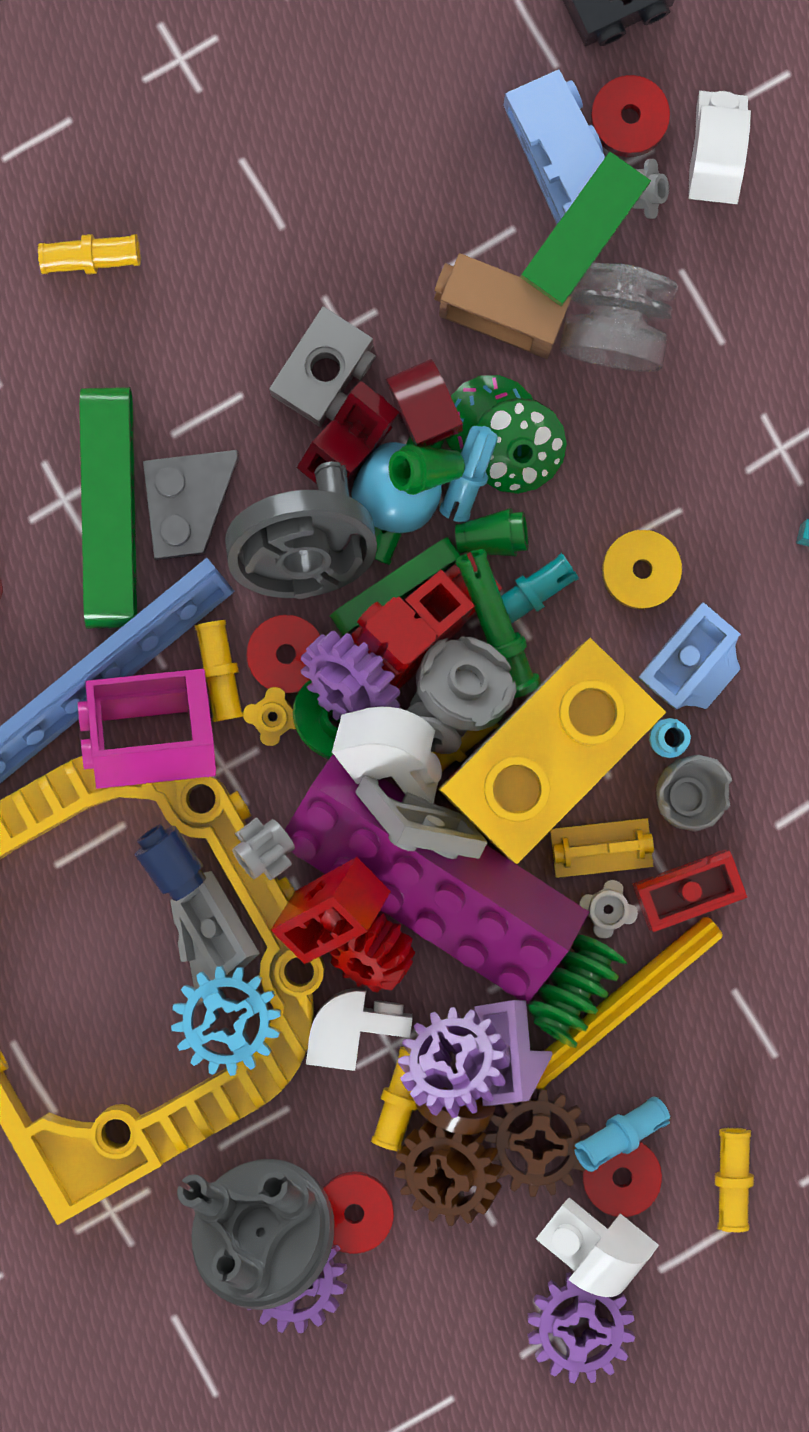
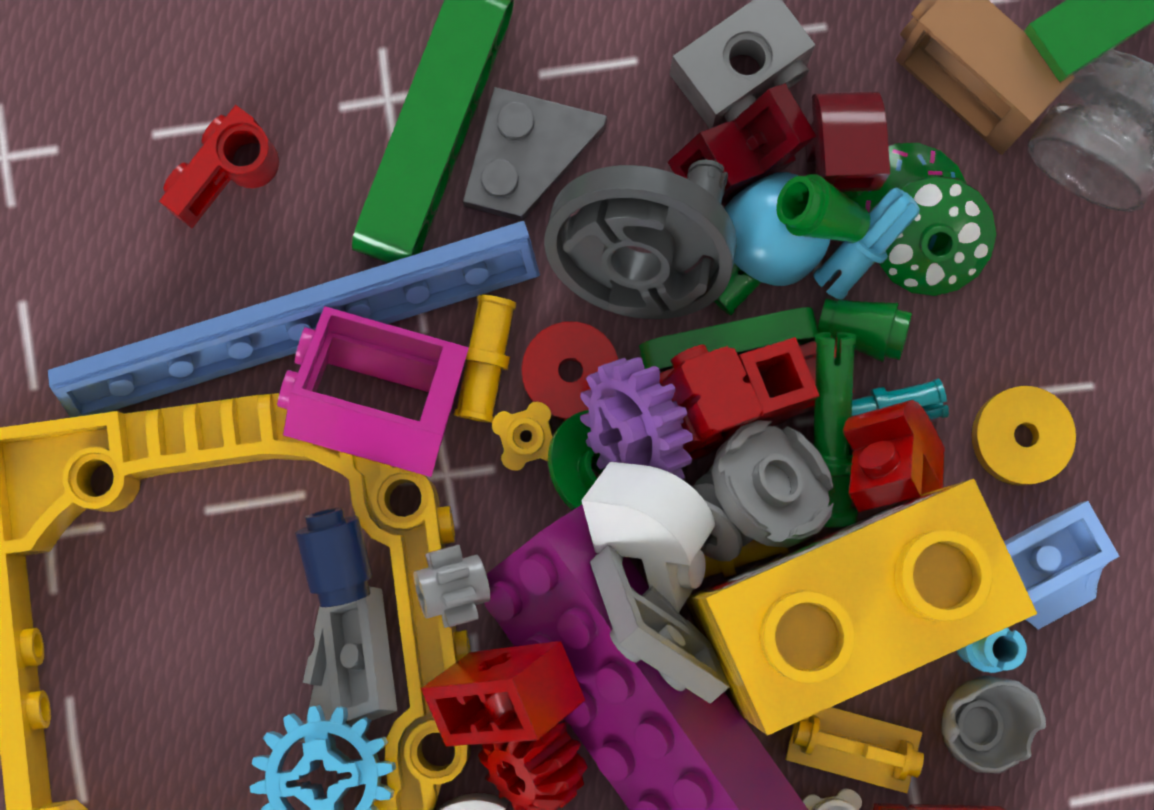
camera: 25 degrees right, 5 degrees down
(546, 627) = (893, 455): none -> red brick

